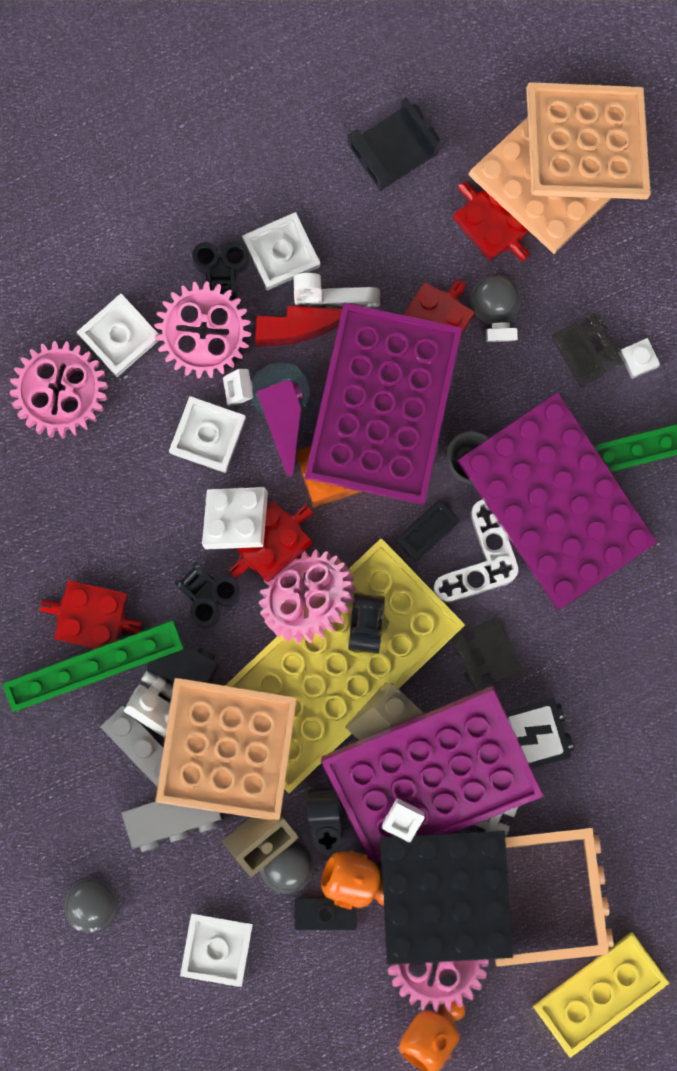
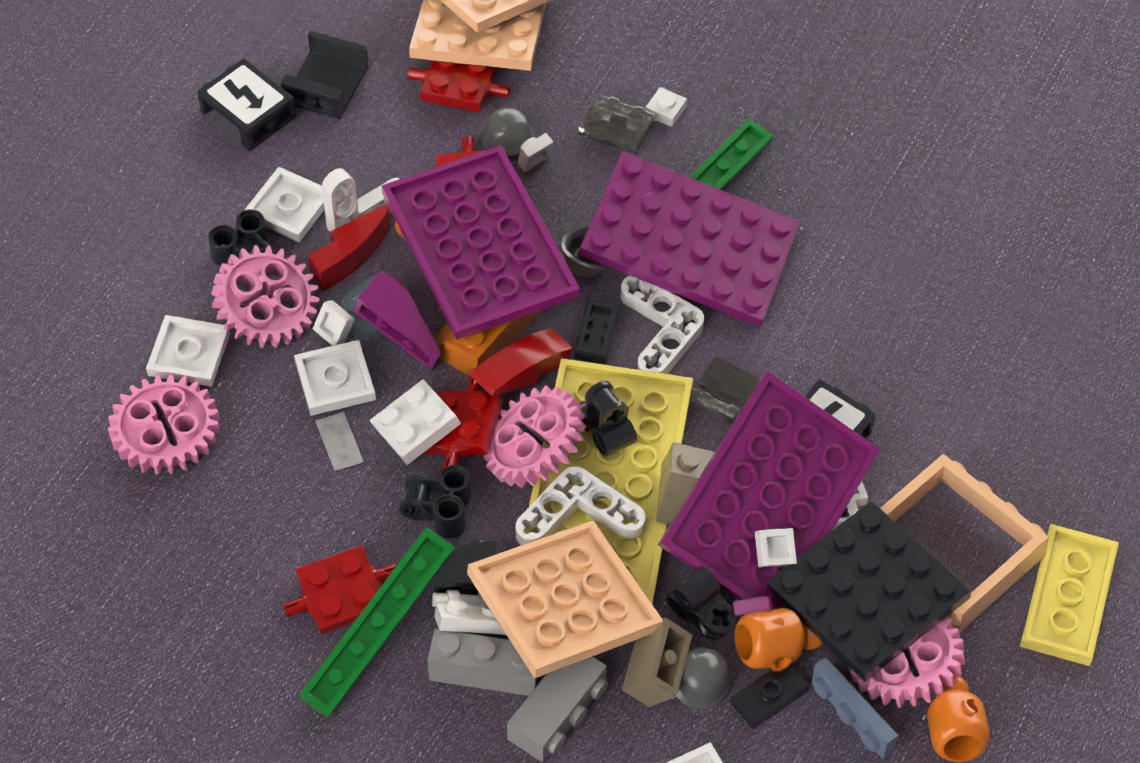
camera: 35 degrees left, 25 degrees down
(176, 488) = (339, 441): none -> flat silver sticker
(306, 672) = (580, 498): none -> white beam
(313, 131) = (248, 102): none -> panel
(346, 524) = (522, 362): none -> red slope
(359, 853) = (756, 604): none -> magenta tile
(369, 971) = (853, 709): none -> sand blue plate

